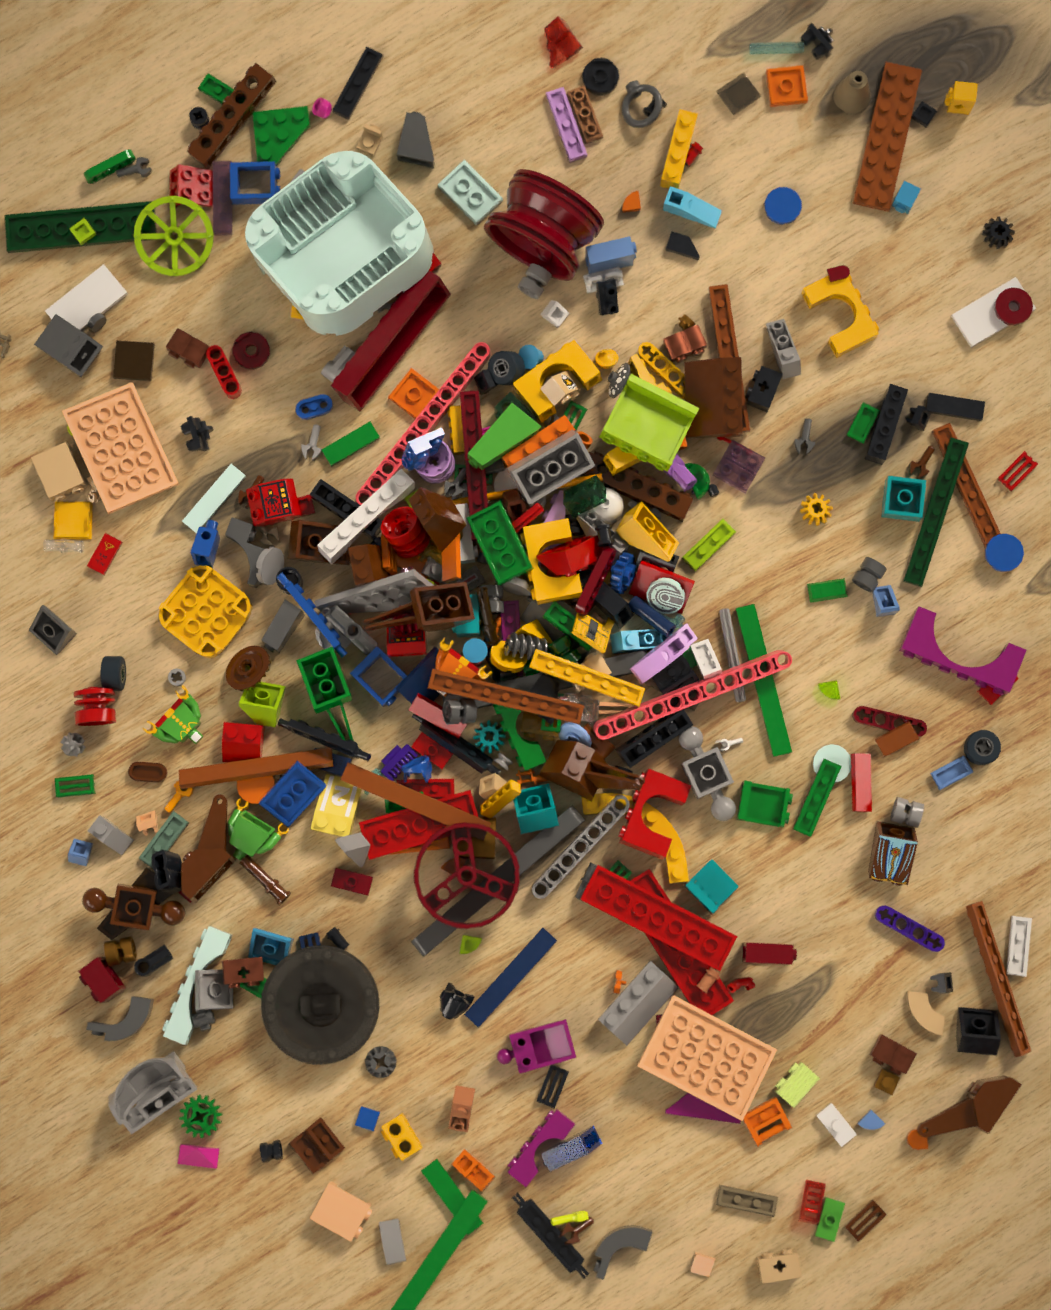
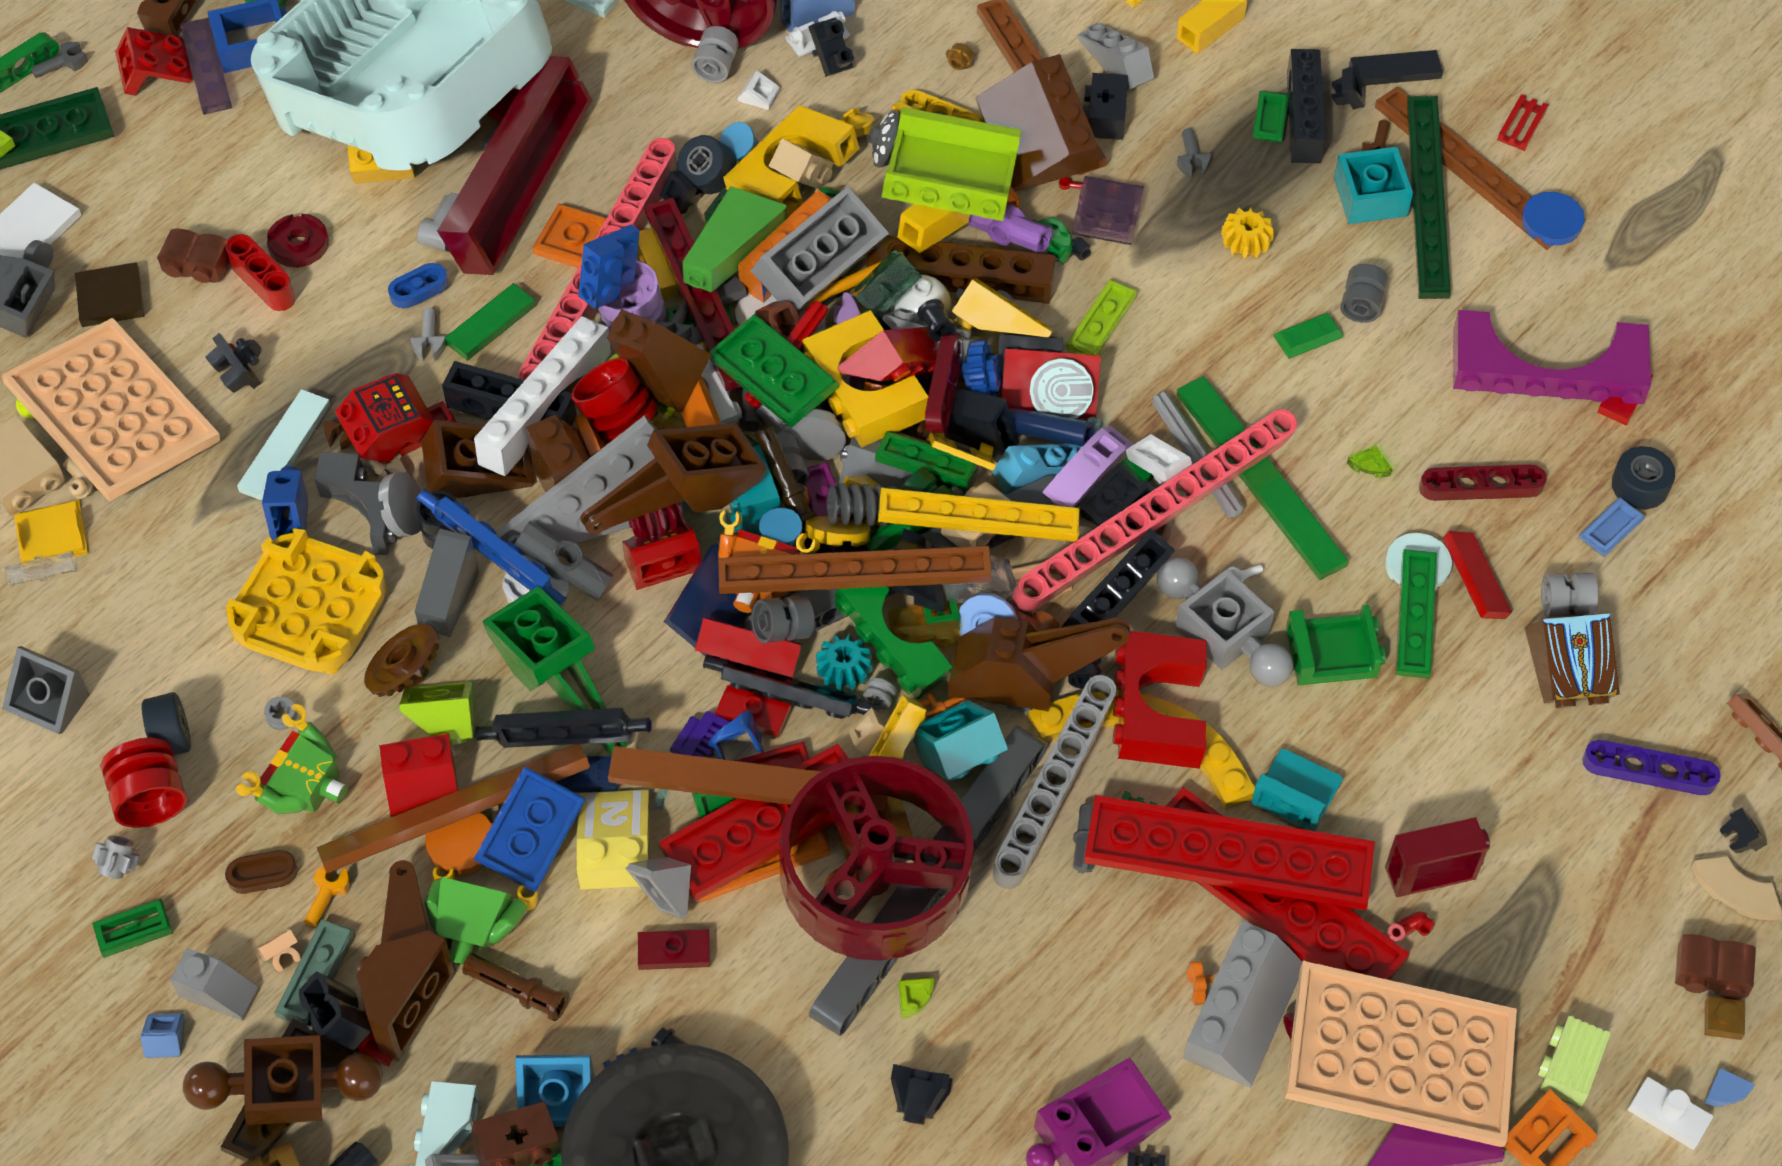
camera: 20 degrees left, 25 degrees down
(104, 554) = (115, 565): red tile -> none
(209, 235) = (139, 112): lime wheel -> none
(366, 664) = (604, 606): blue window -> none
(510, 977) = (1004, 1030): dark blue tile -> none
(685, 343) = (966, 78): copper brick -> none
(708, 979) = (1352, 927): nougat pin -> none
(885, 601) = (1406, 326): medium blue slope -> none
(897, 738) = (1505, 497): dark orange tile -> none

